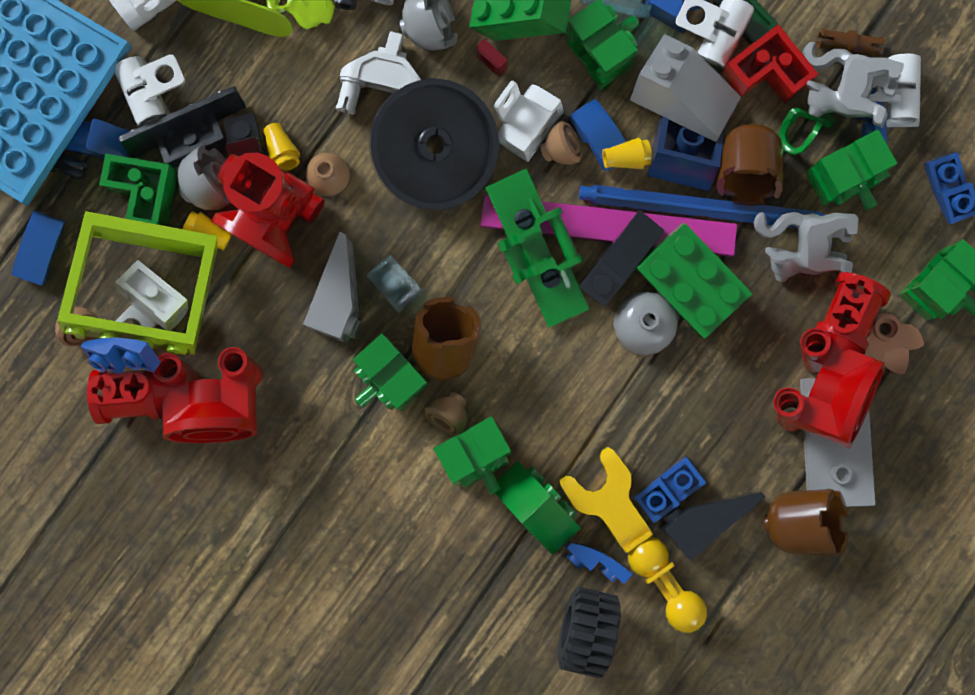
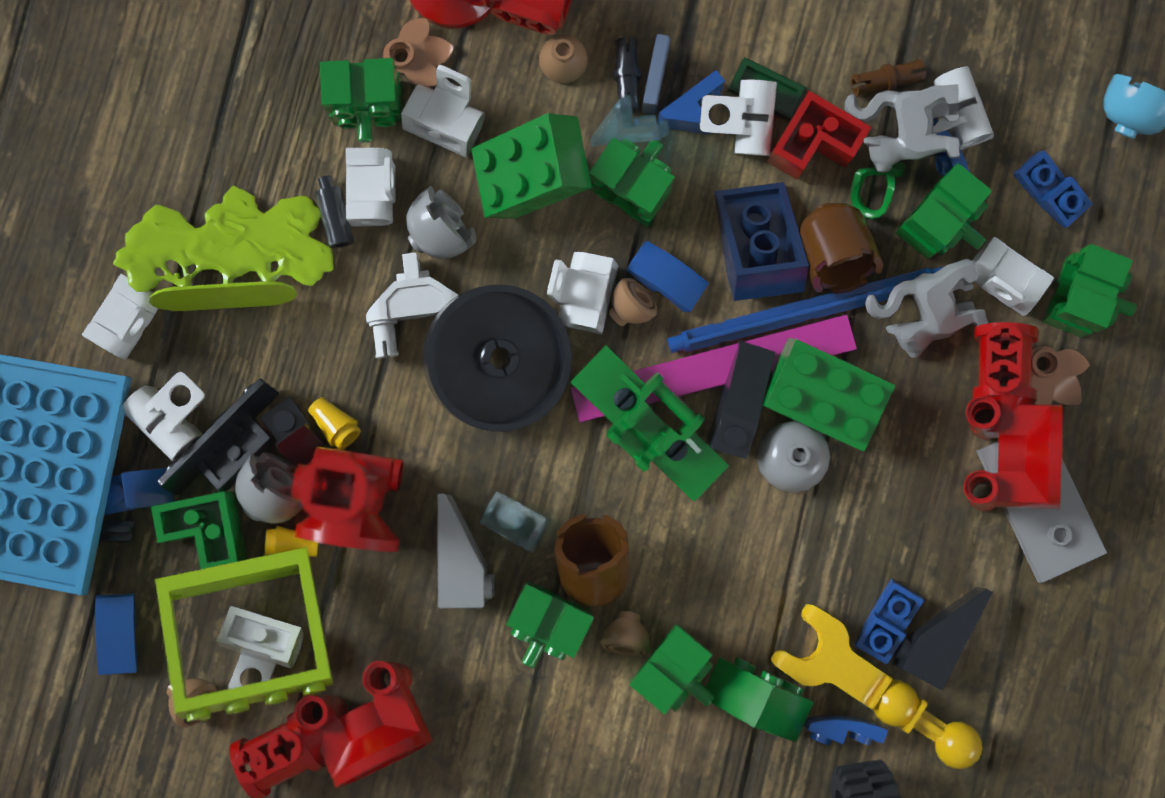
camera: 30 degrees left, 0 degrees up
(117, 353) = (253, 719): blue slope -> none
(327, 174) = (394, 430): medium nougat brick -> none
(491, 58) = (520, 239): dark red tile -> none
(630, 154) = (707, 287): yellow cone -> none
(685, 89) = (739, 195): light grey slope -> none
(808, 522) = (1047, 602): reddish brown cylinder -> none
(885, 244) = (1010, 276): none -> white piece

